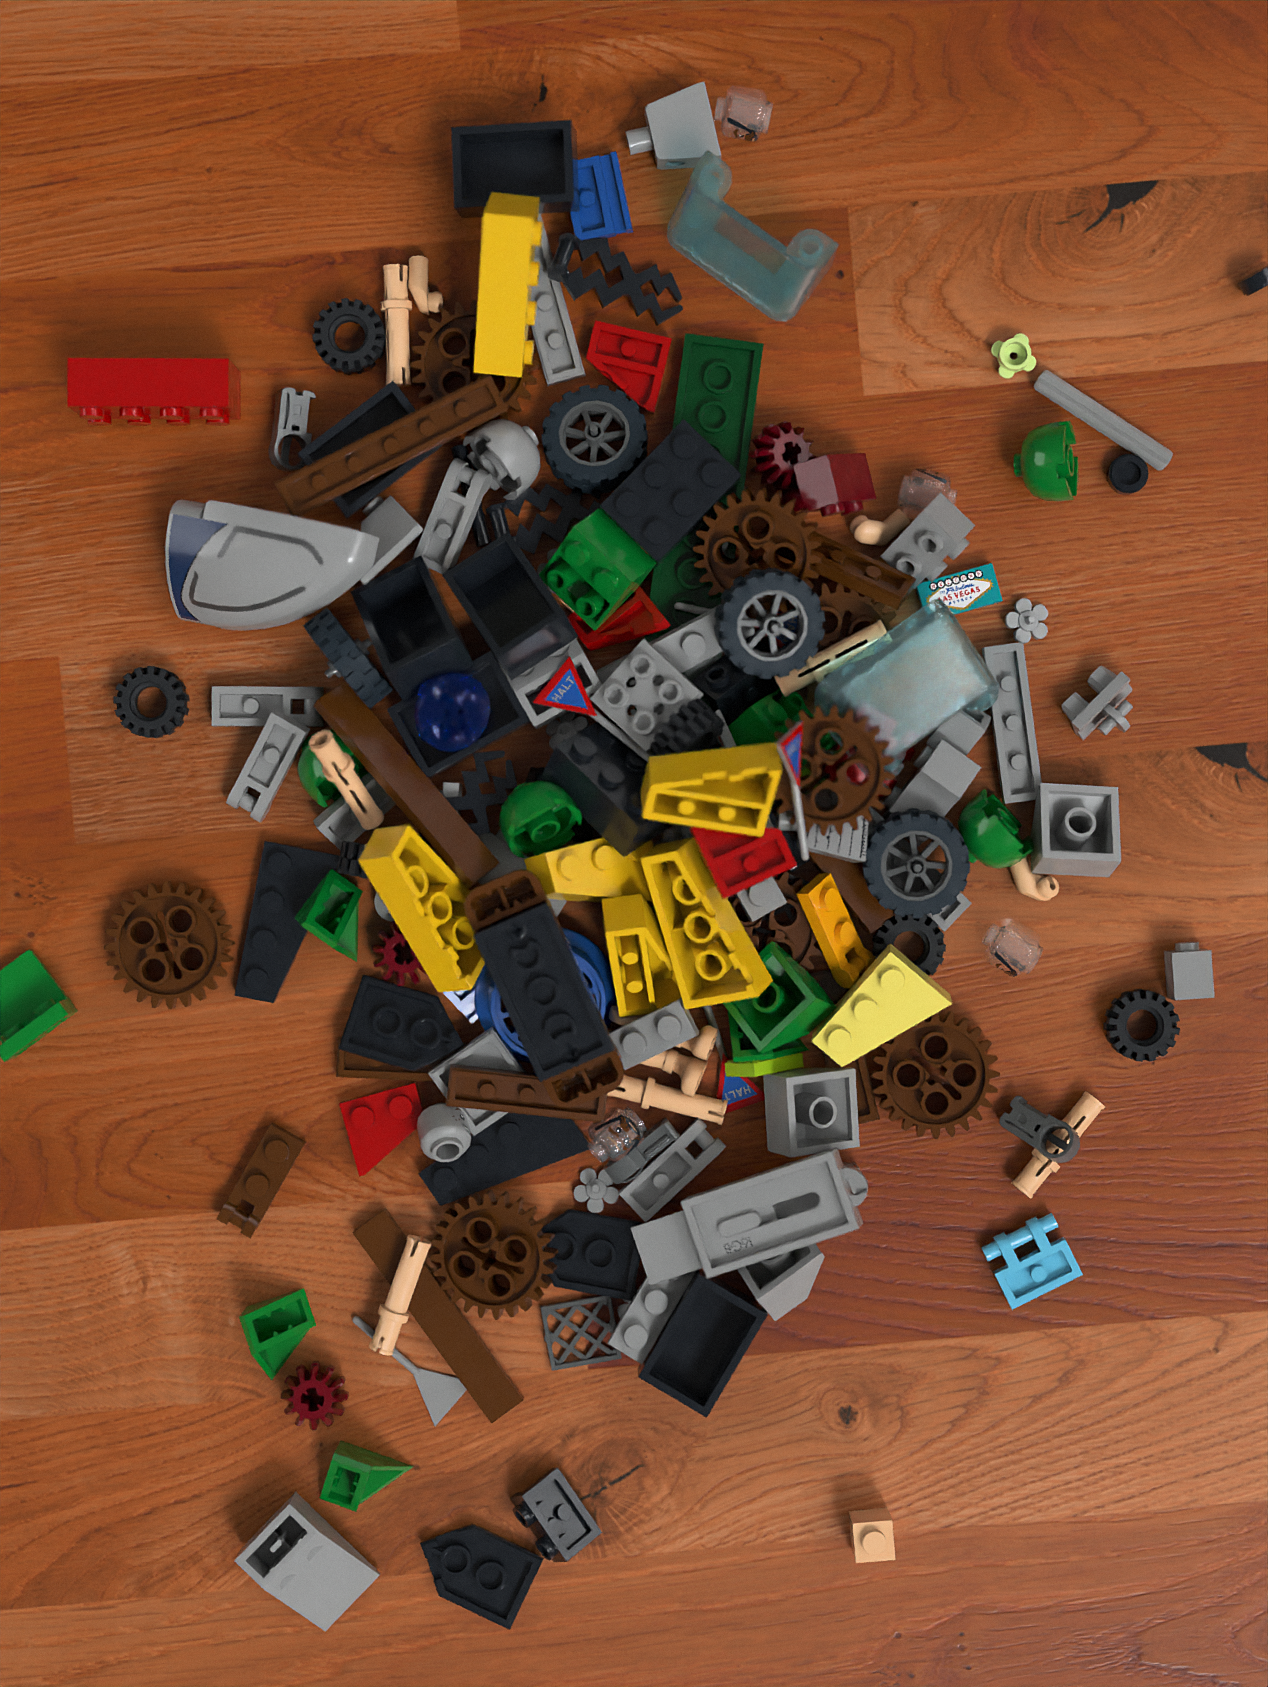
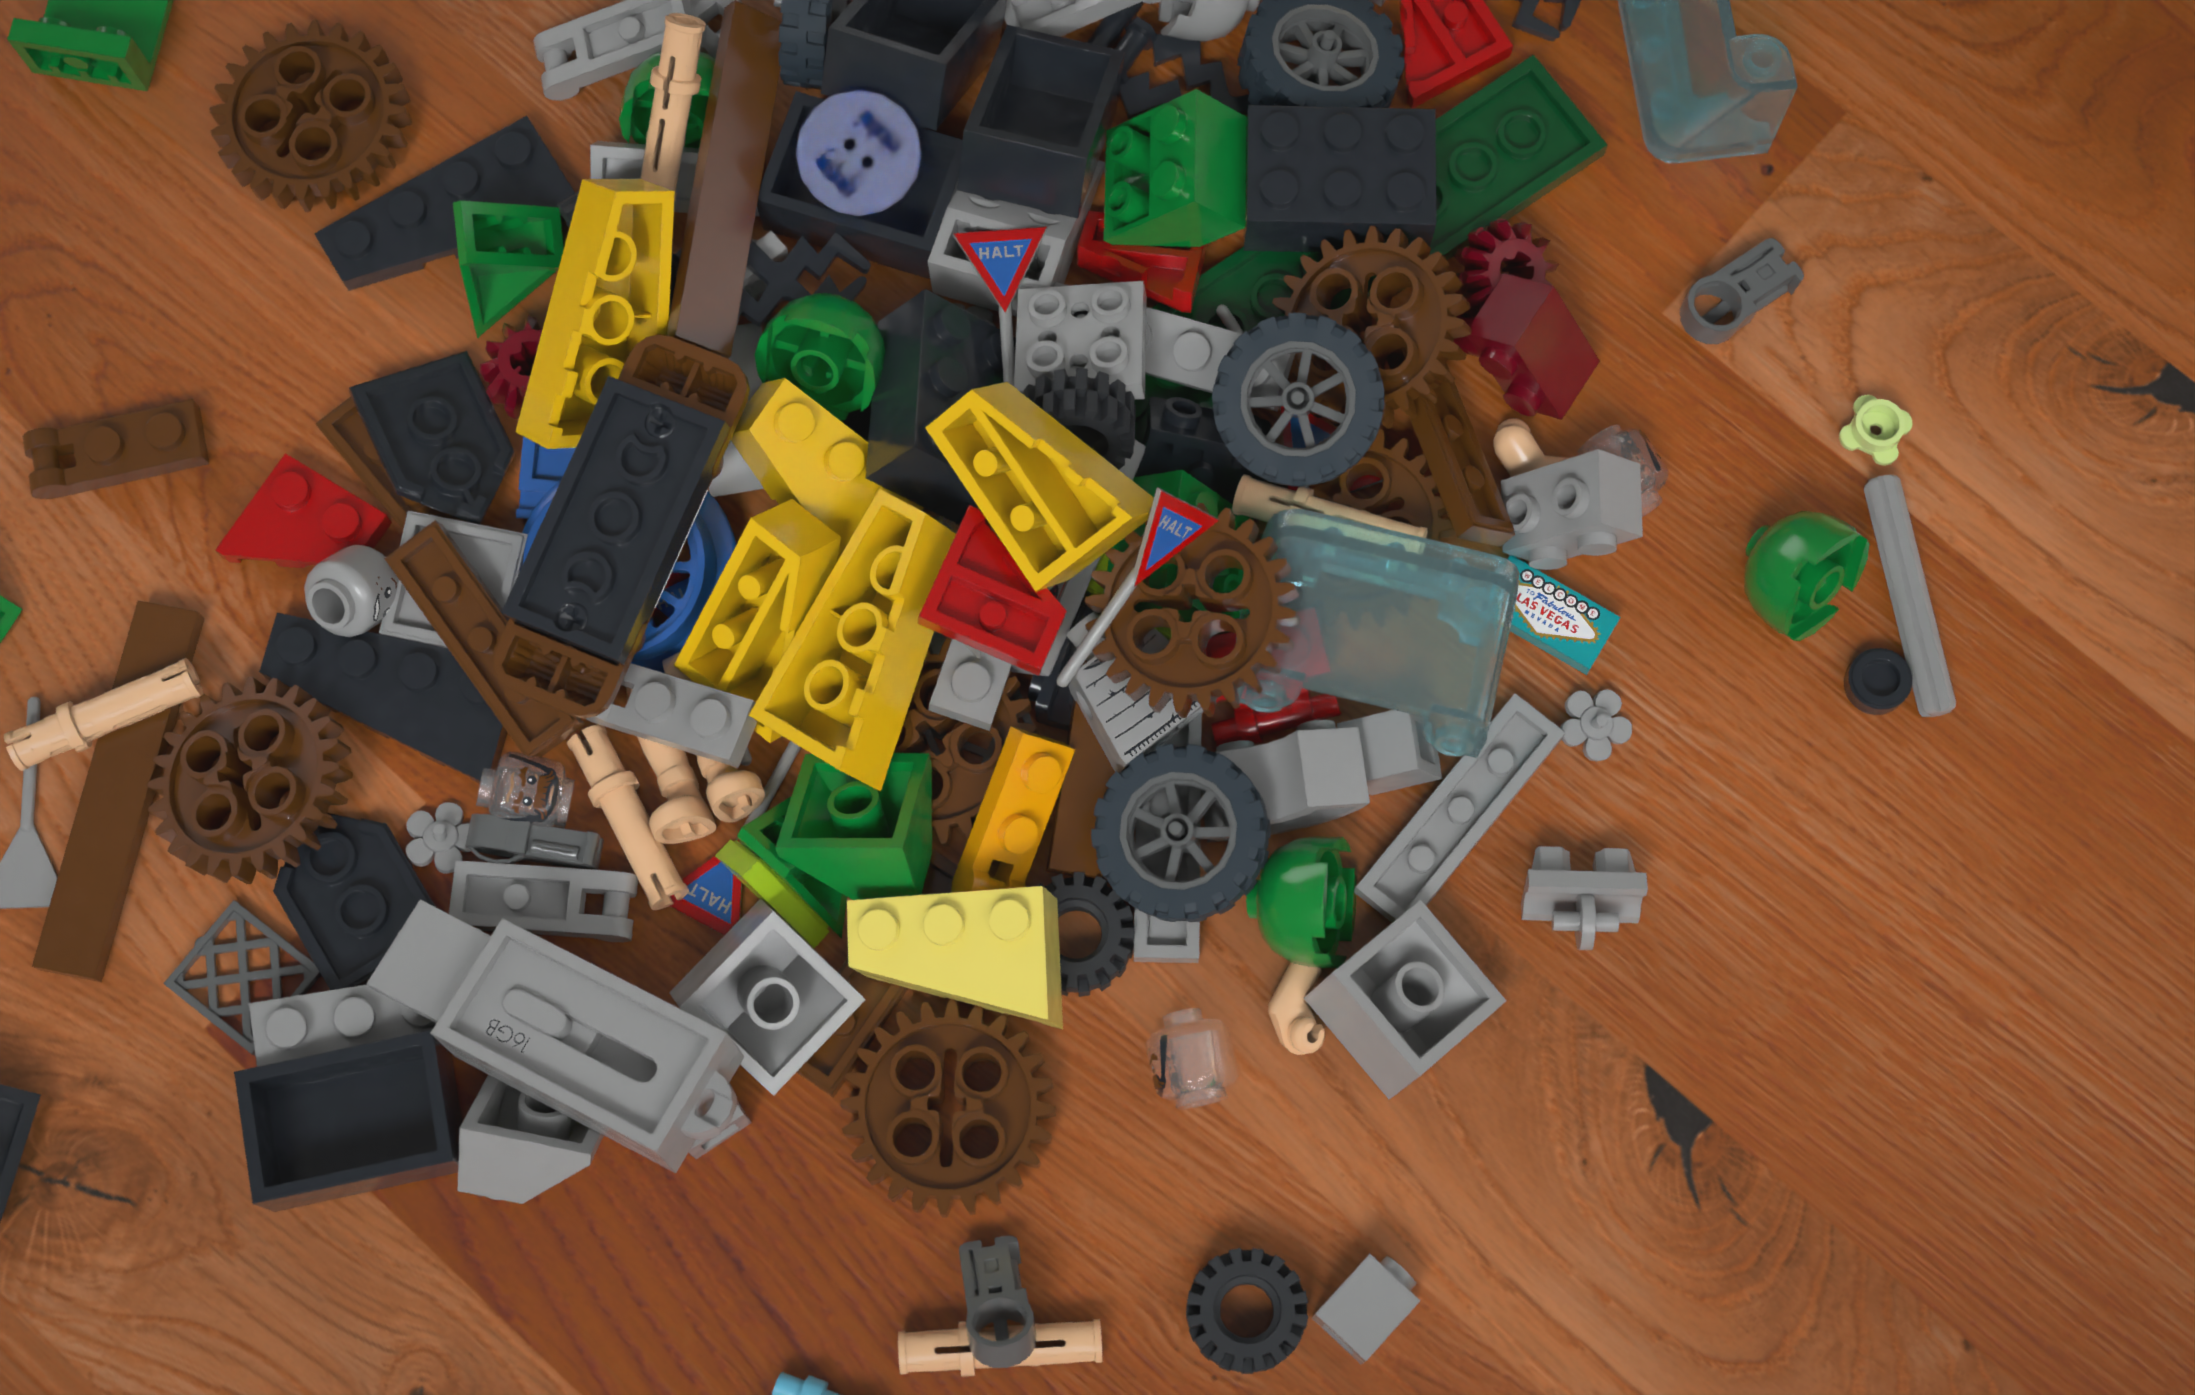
camera: 55 degrees right, 15 degrees down
(891, 348) = (1745, 289): none -> dark grey piece

